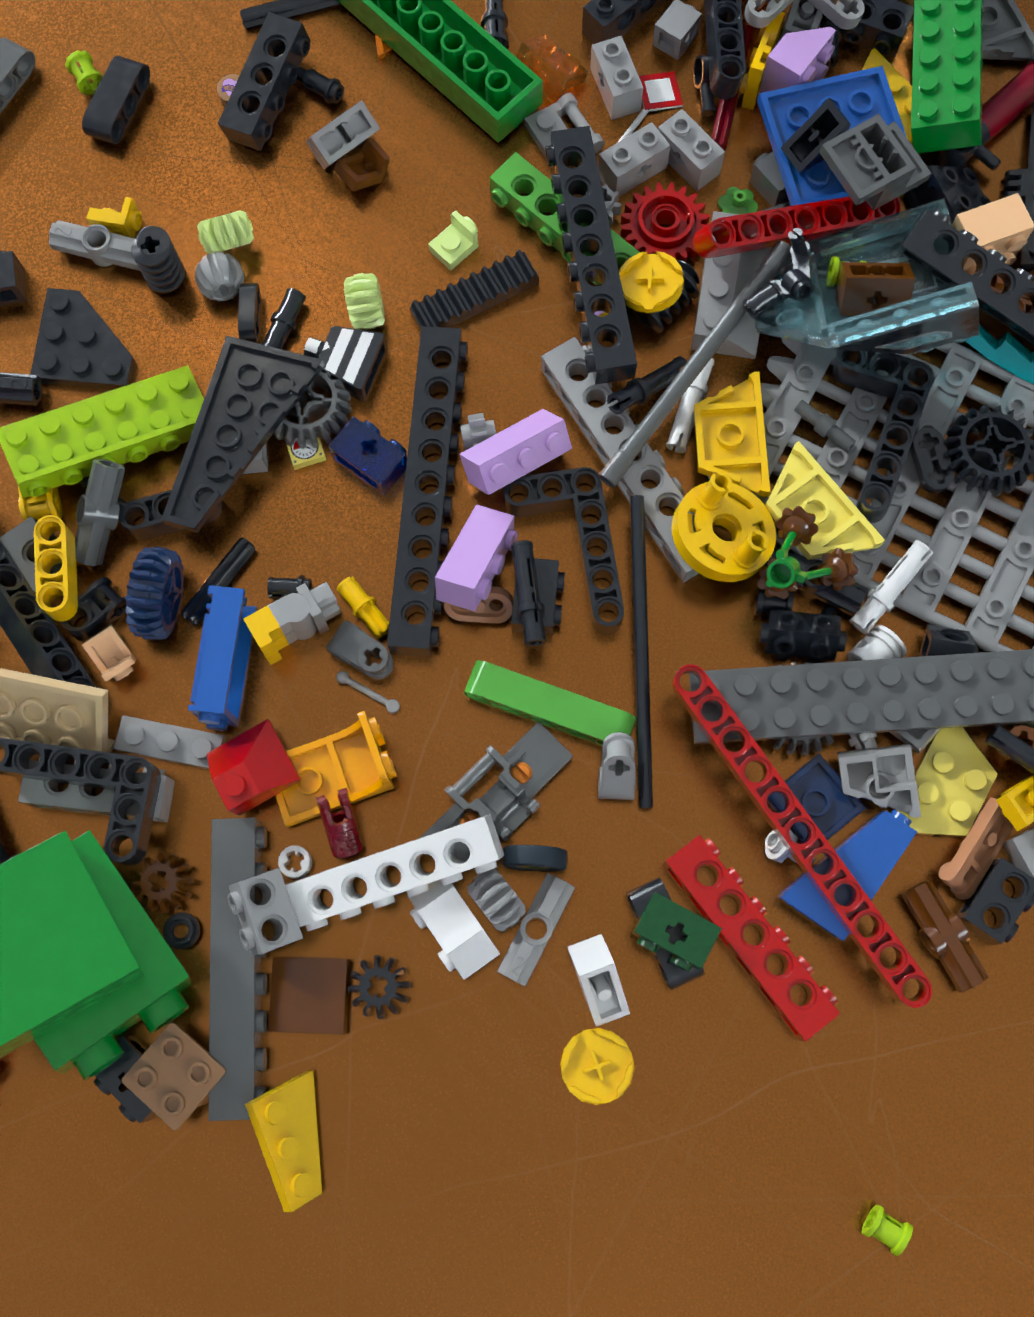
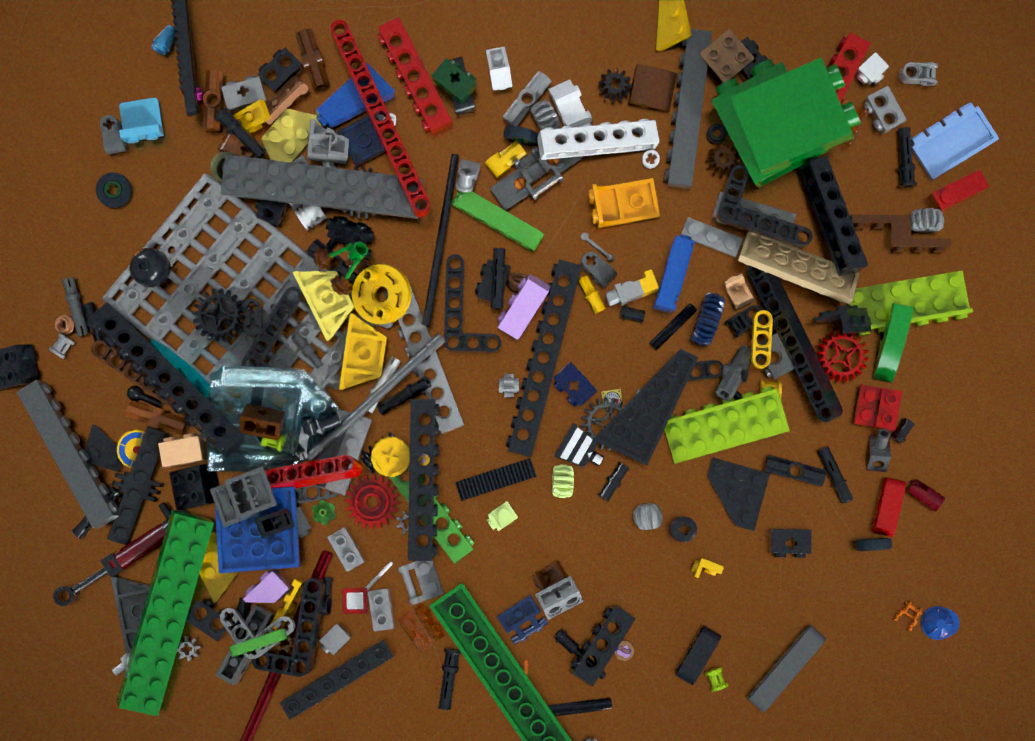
camera: 170 degrees left, 10 degrees up
(85, 240) = (730, 557): light grey piece -> none
(225, 232) = (640, 543): yellowish green gear -> none
(249, 312) = (633, 490): black beam -> none
(251, 768) = (667, 210): red slope -> none
(274, 908) = (664, 130): light grey brick -> none
(340, 827) = (622, 170): dark red hinge -> none
(403, 108) = (519, 614): none -> dark blue plate
(516, 451) = (489, 367): lavender brick -> none
(560, 807) = (501, 162): none -> yellow piece
(597, 1066) = (508, 26): yellow tile -> none
(634, 159) = (382, 548): light grey brick -> none
(885, 594) = (300, 243): white pin -> none

